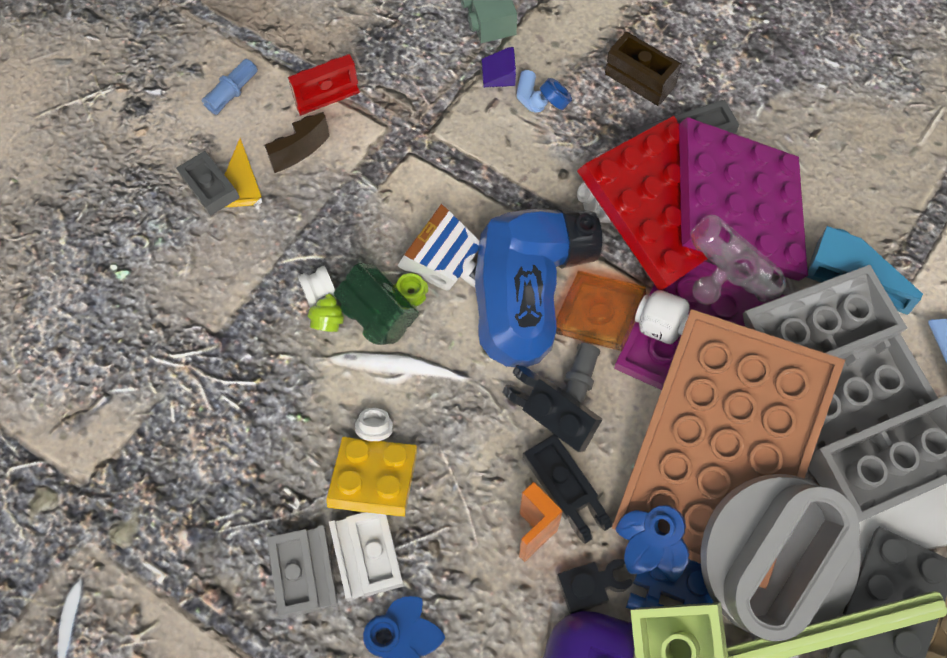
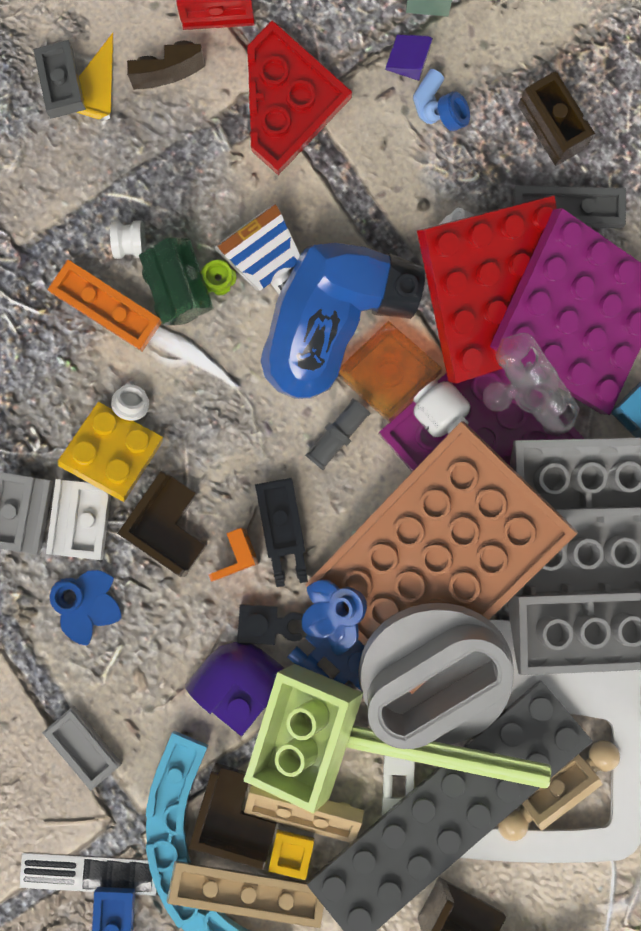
camera: 20 degrees right, 20 degrees up
(317, 350) = (104, 305): none -> orange plate
(326, 315) = (125, 274): lime plate -> none
(412, 131) = (288, 97): none -> red plate
(441, 527) = (155, 528): none -> dark brown panel
(554, 409) = (299, 452): black hinge -> none

